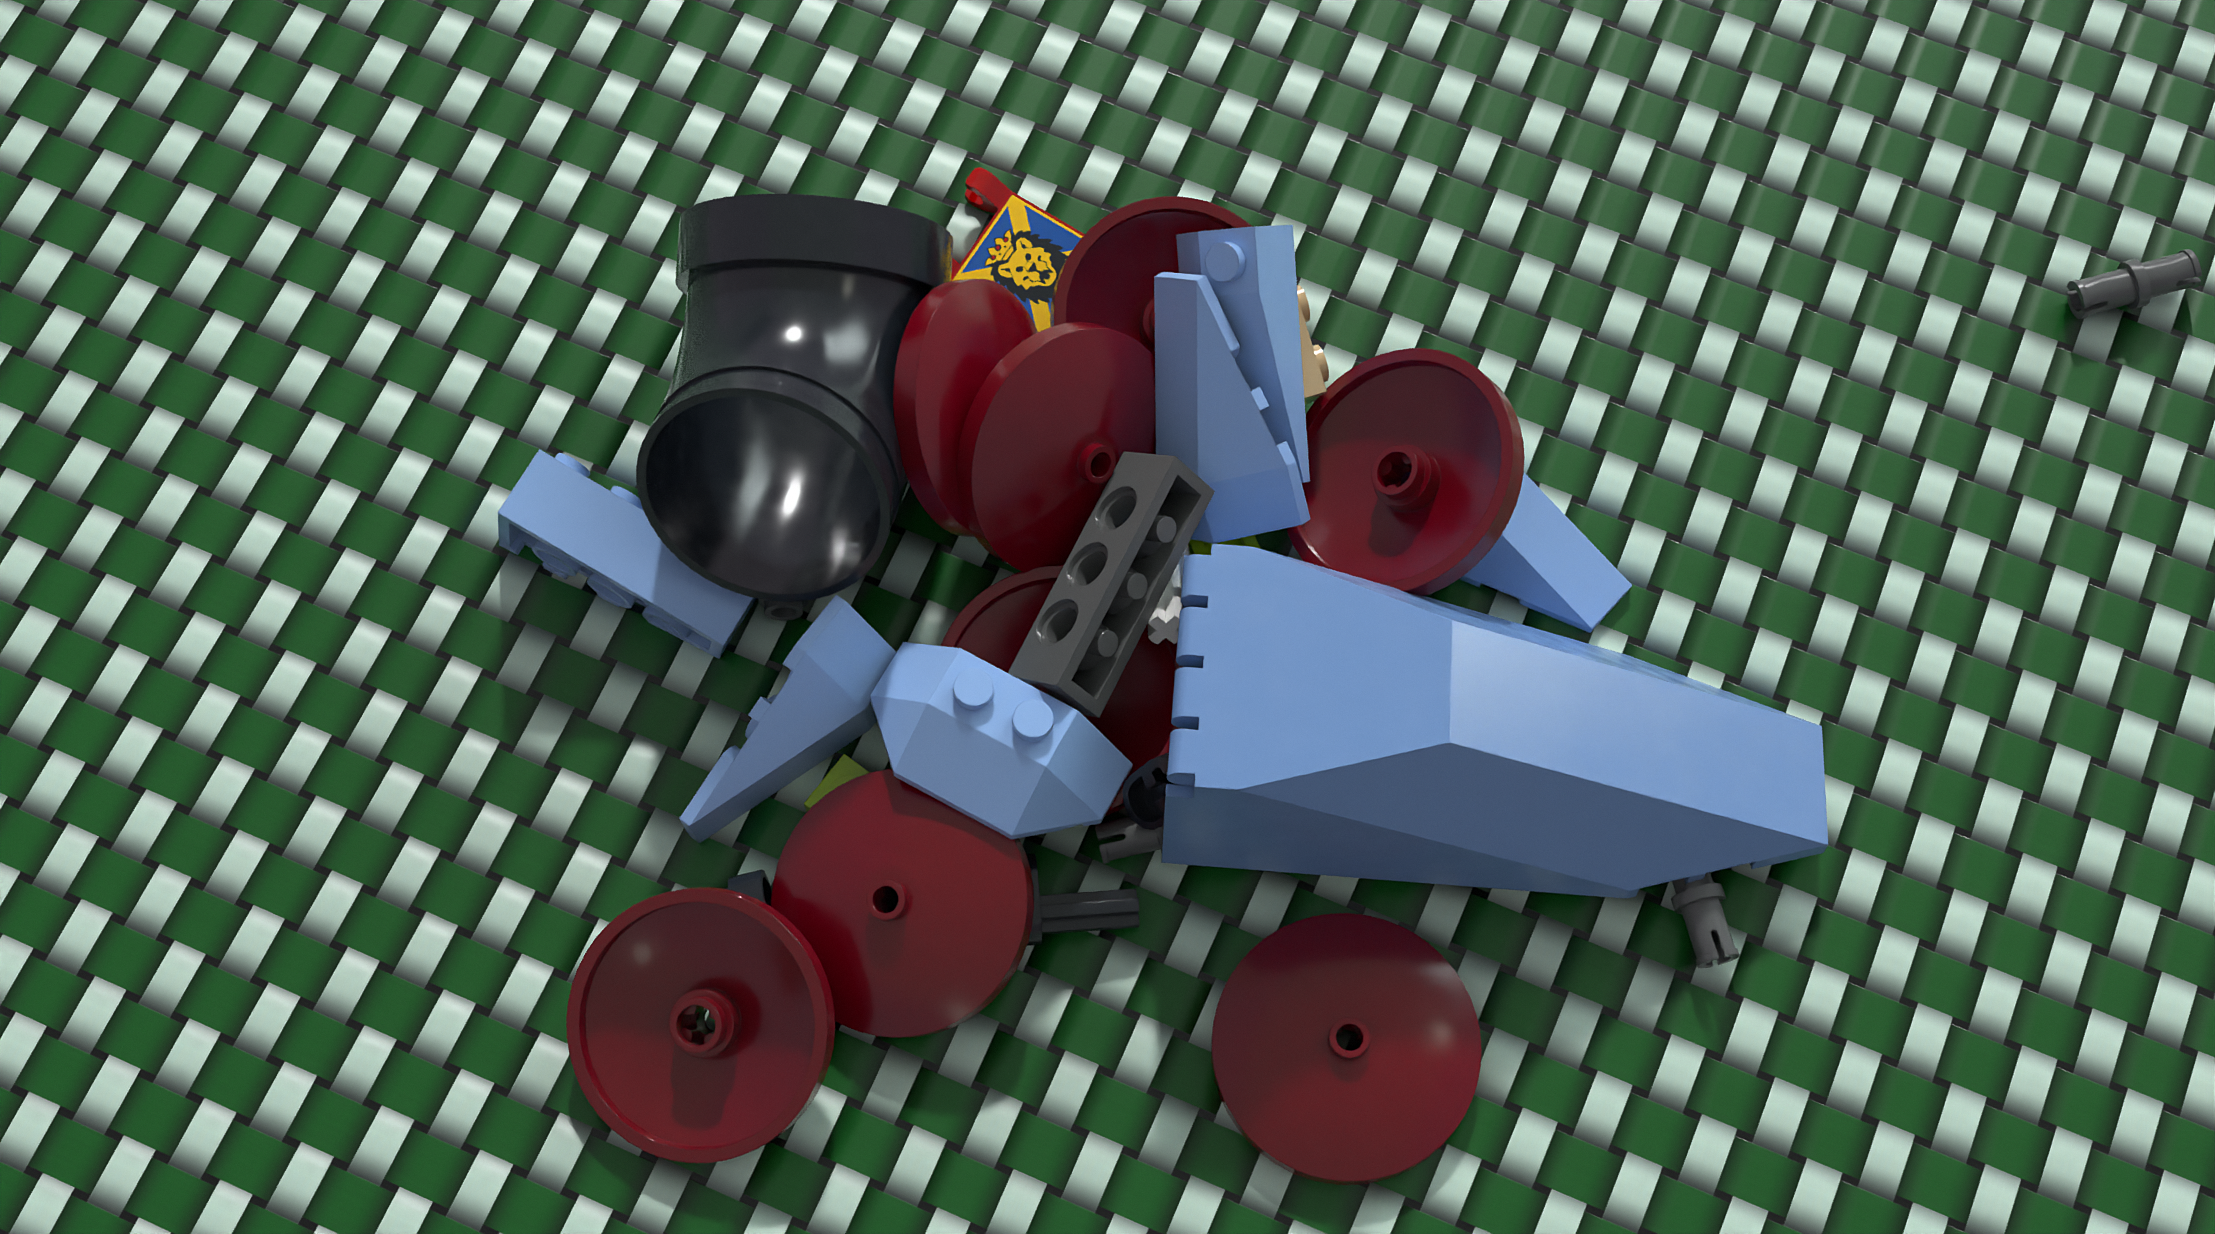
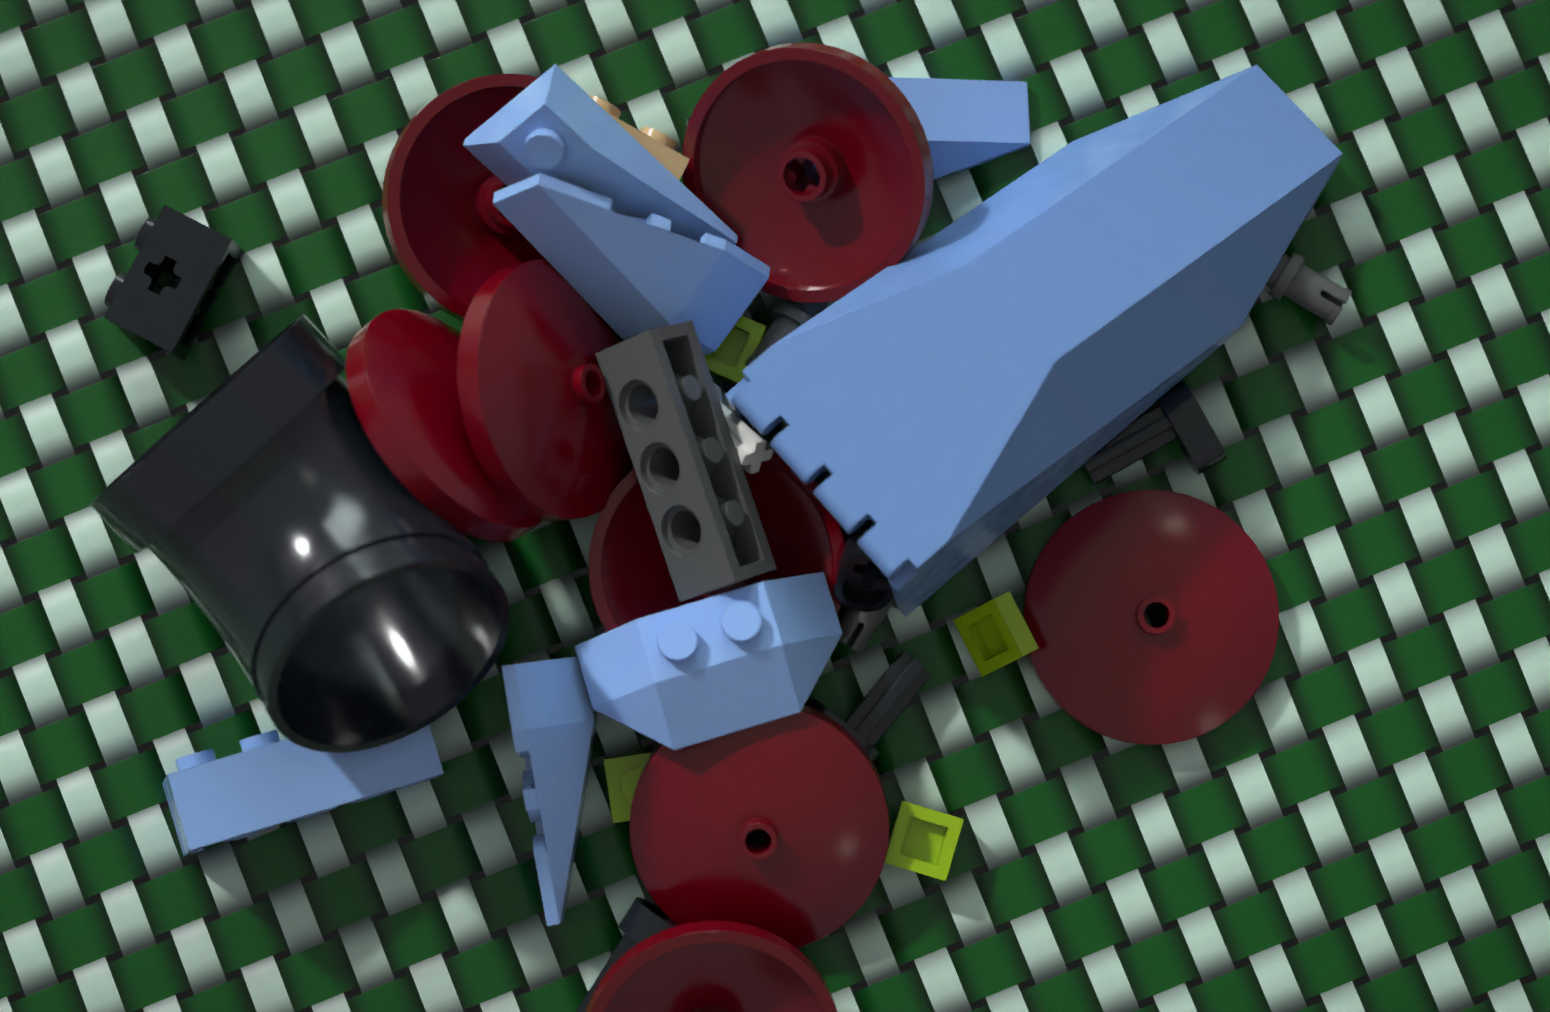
camera: 50 degrees left, 15 degrees up
(924, 160) = (170, 315): none -> black brick
(1009, 1038) = (923, 840): none -> lime plate
(1018, 247) = (335, 261): flag -> none
(1216, 940) = (995, 634): none -> lime plate
(1506, 917) = (1173, 419): none -> black piece

